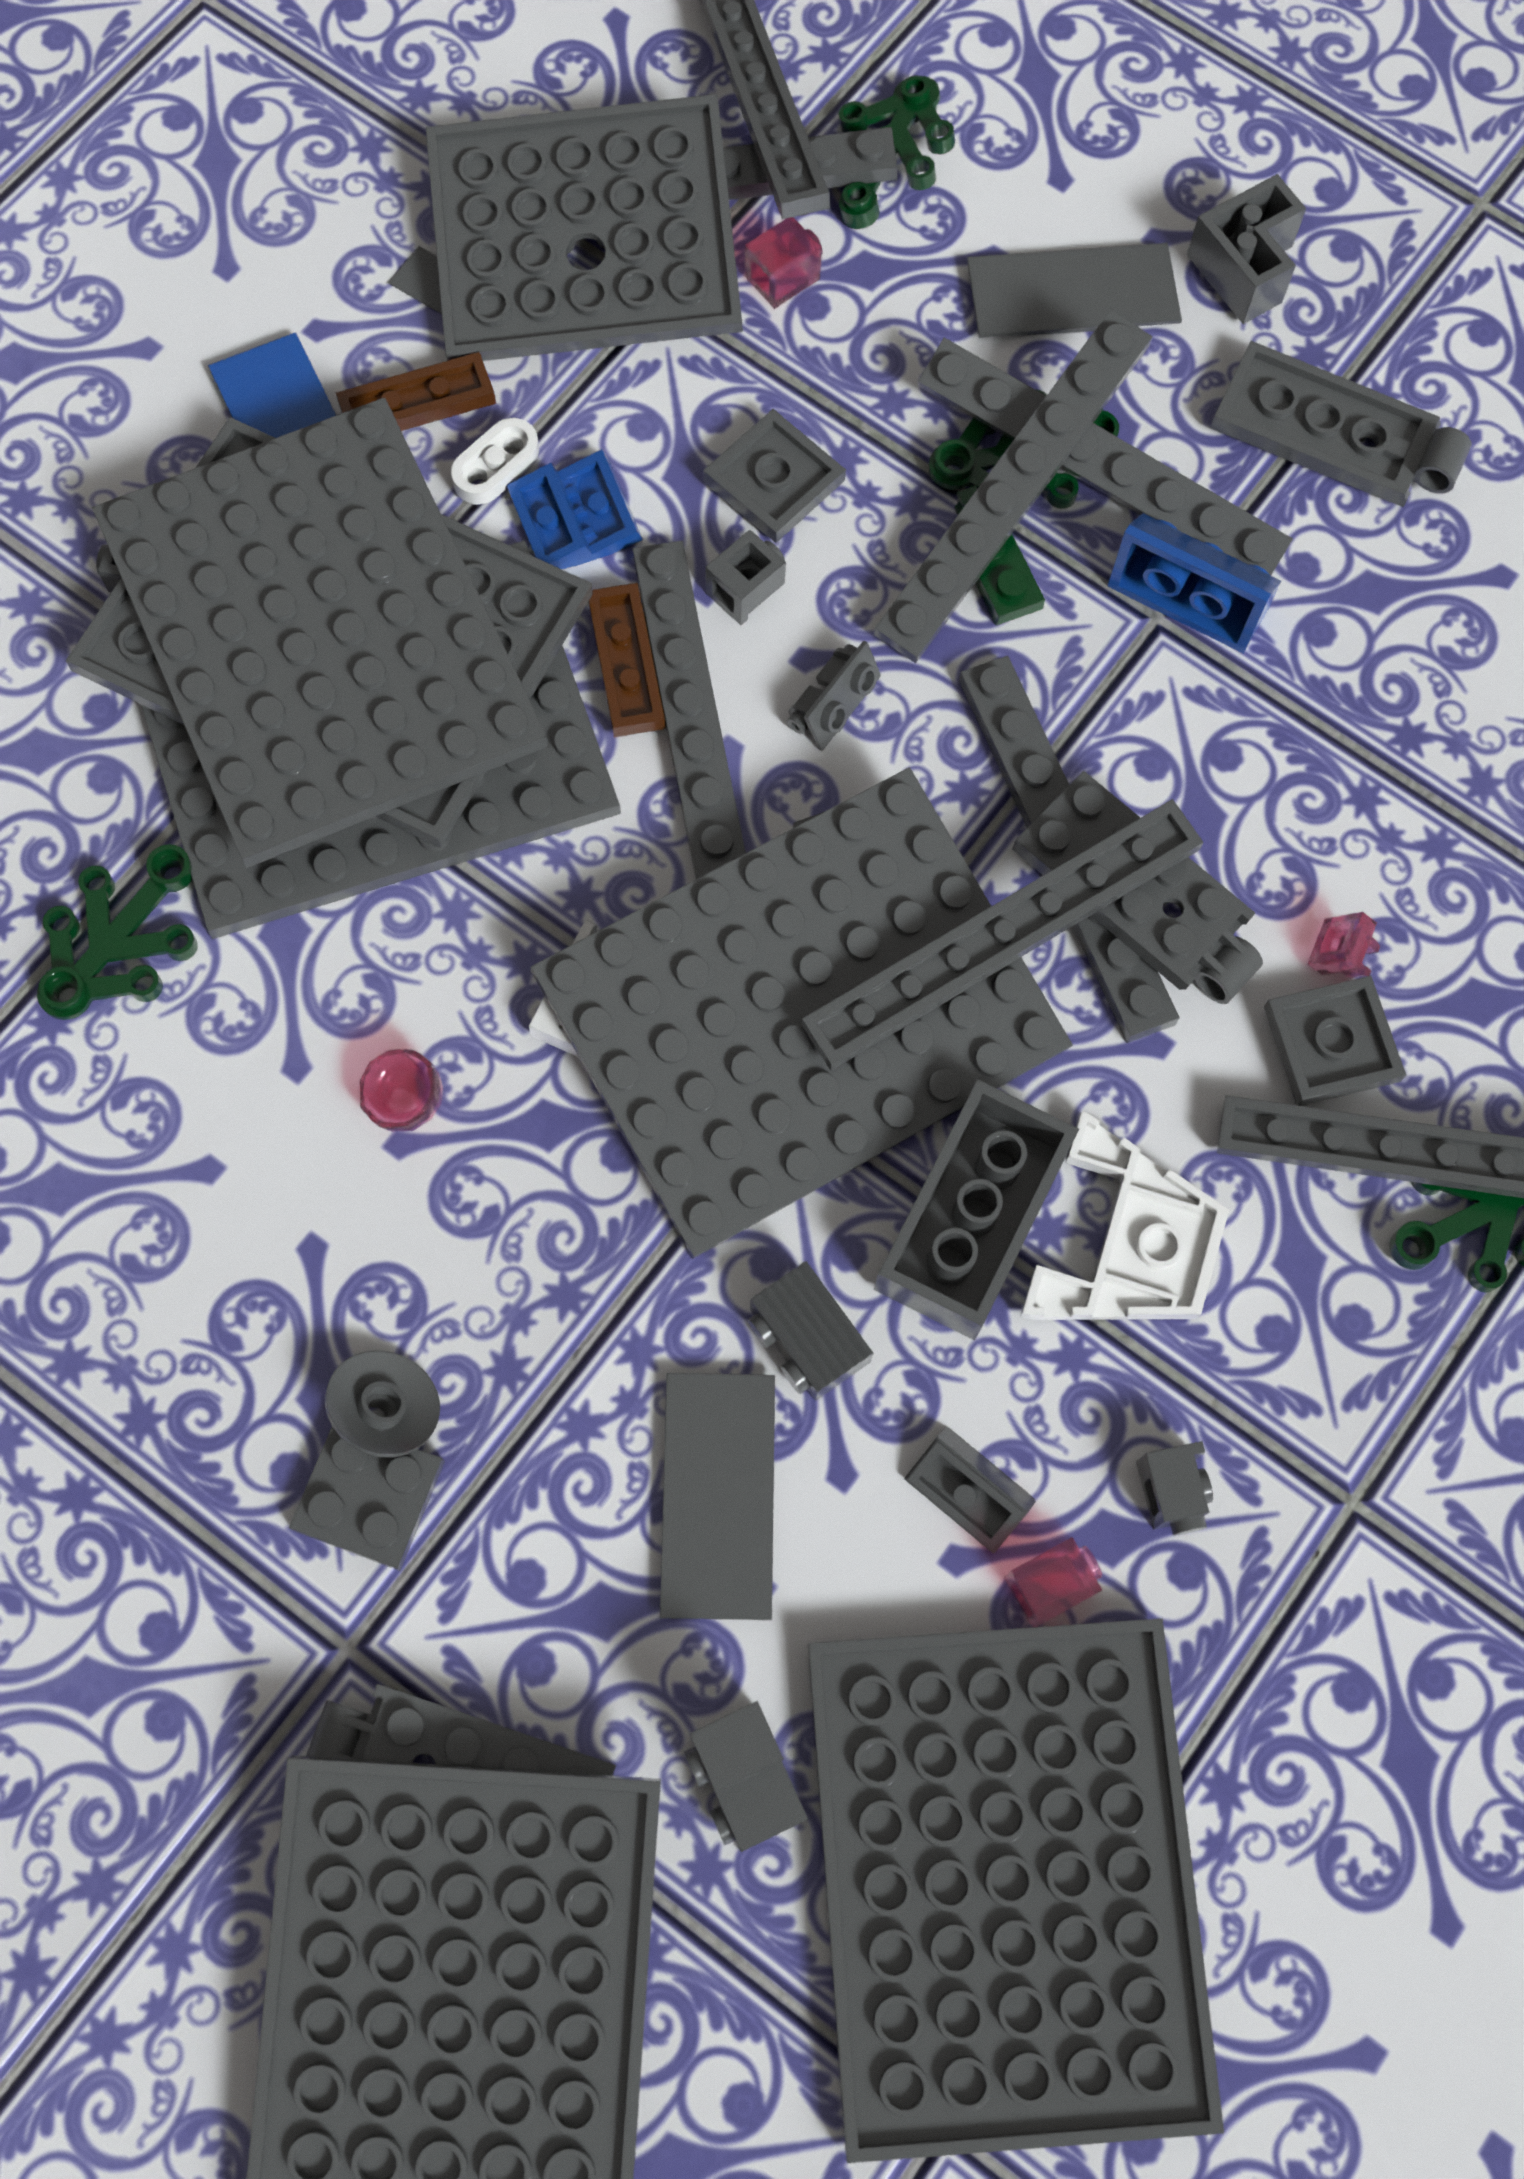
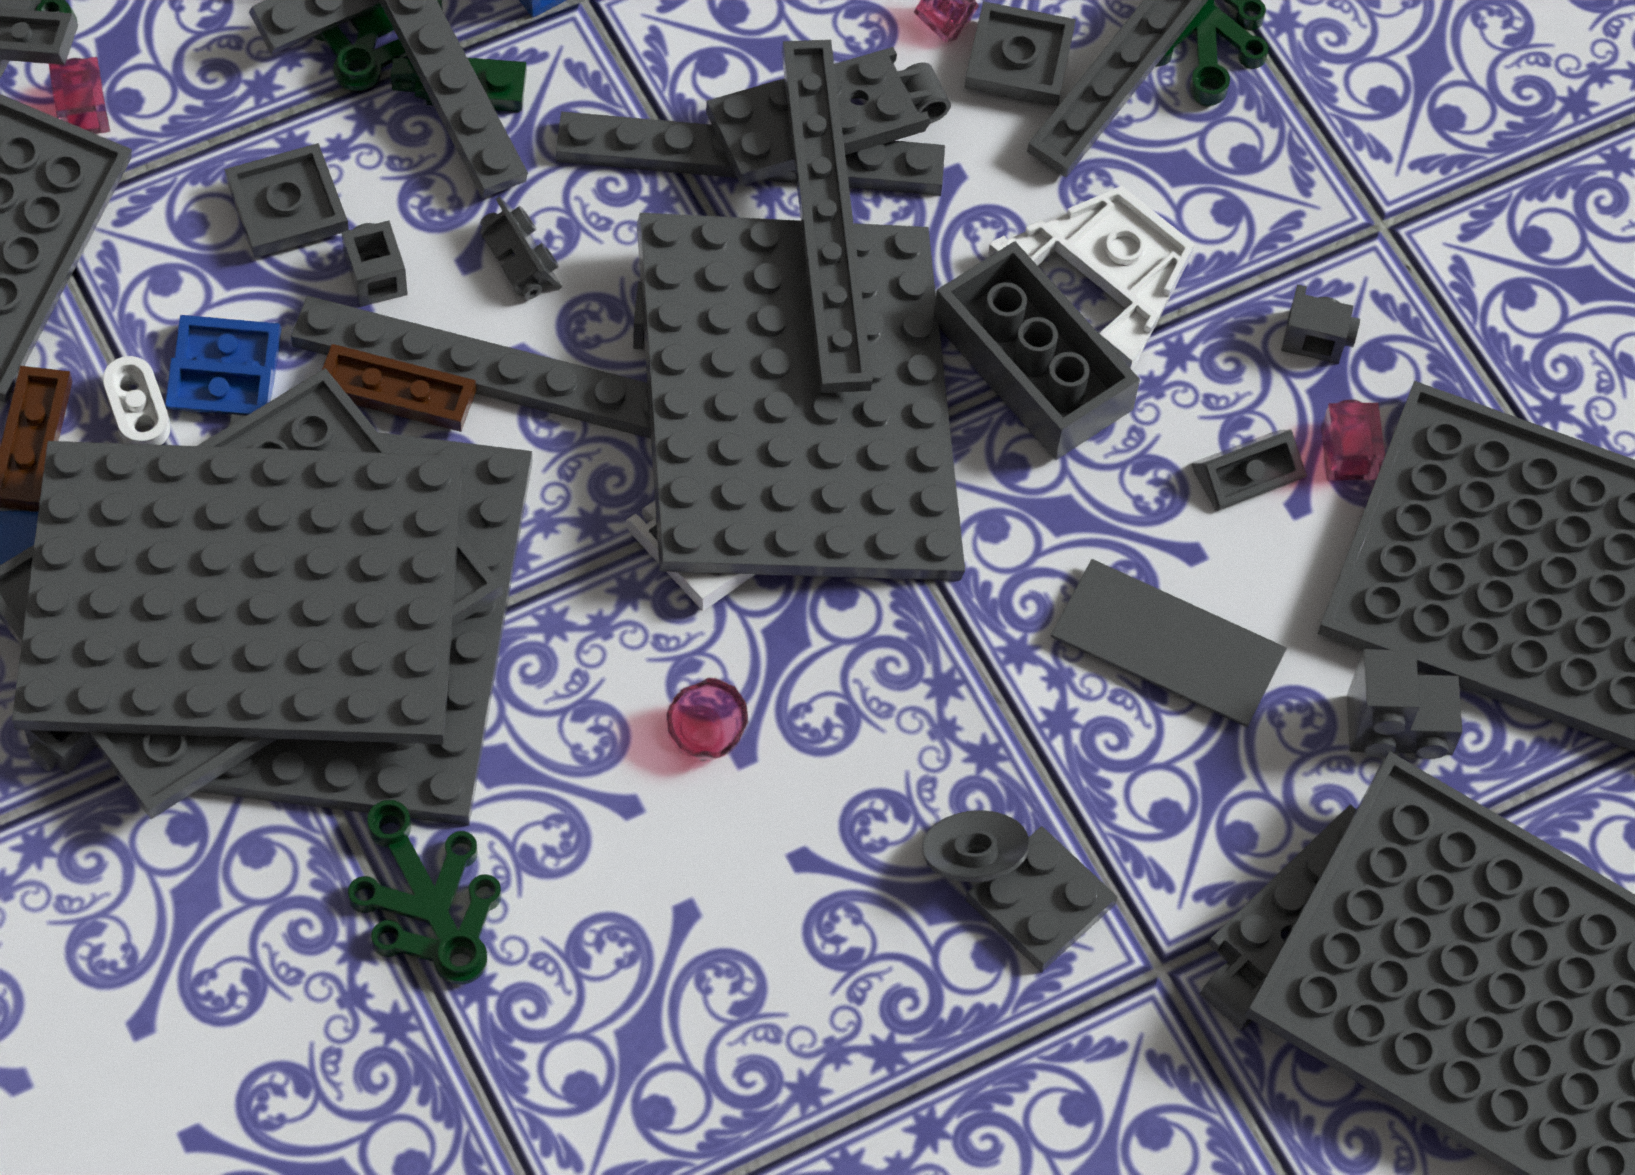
camera: 65 degrees left, 10 degrees down
(808, 1331) = (1071, 515): dark grey brick -> none

